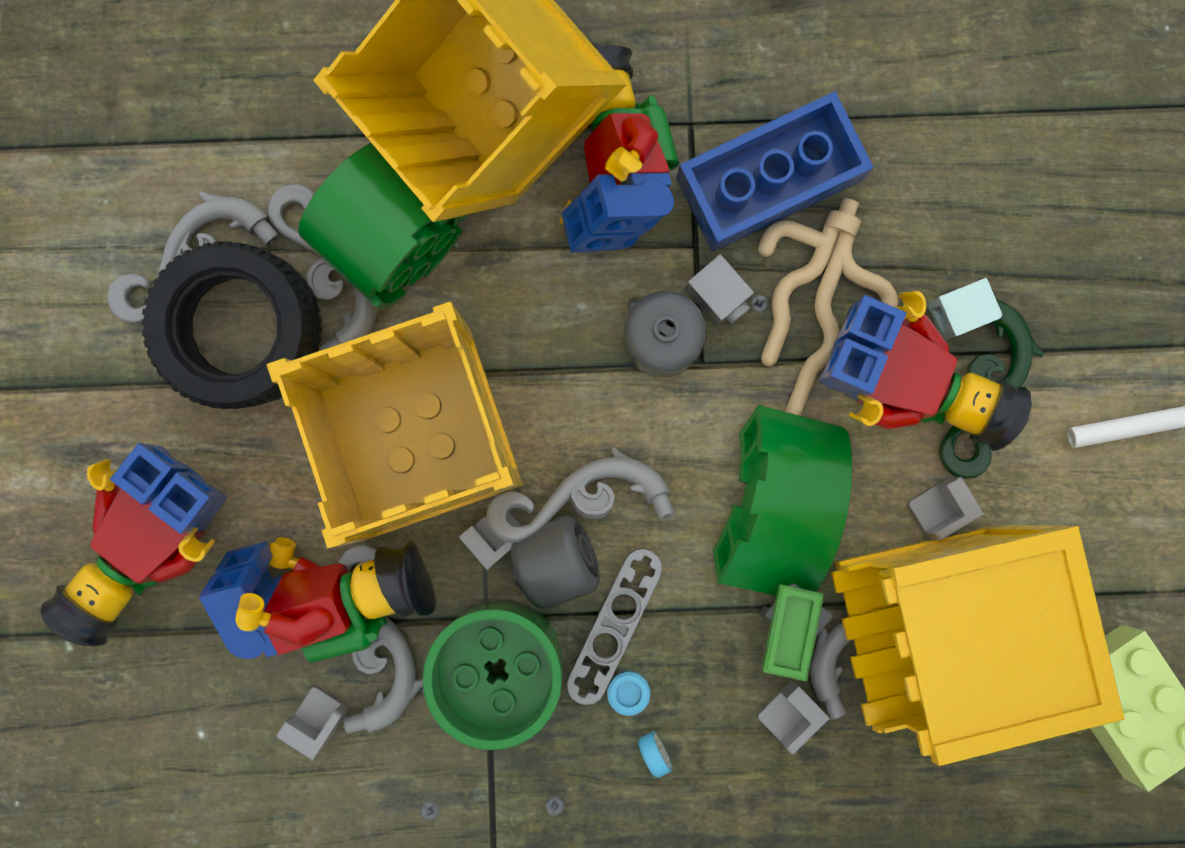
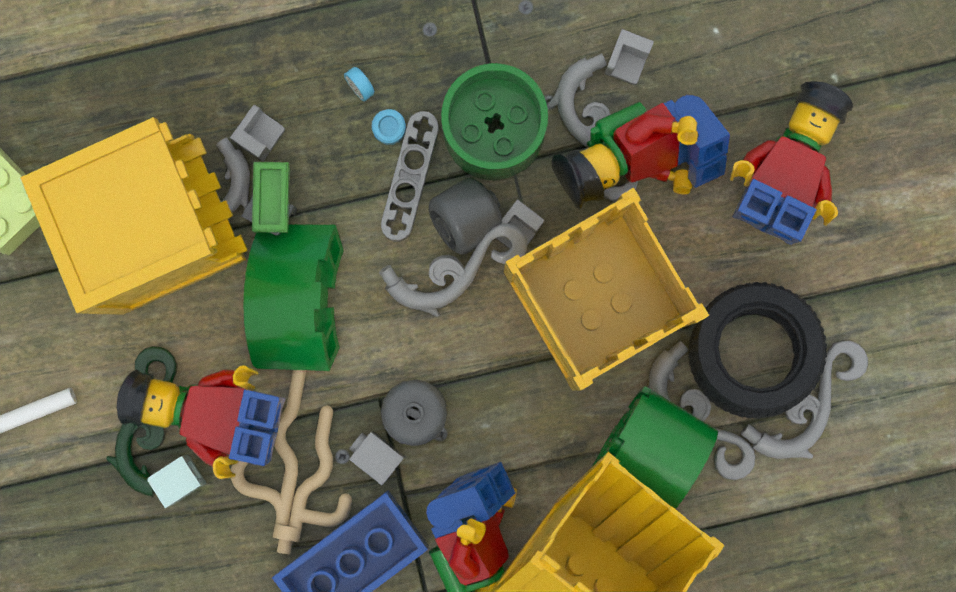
camera: 175 degrees right, 0 degrees up
(944, 508) = (166, 318): light grey panel -> none

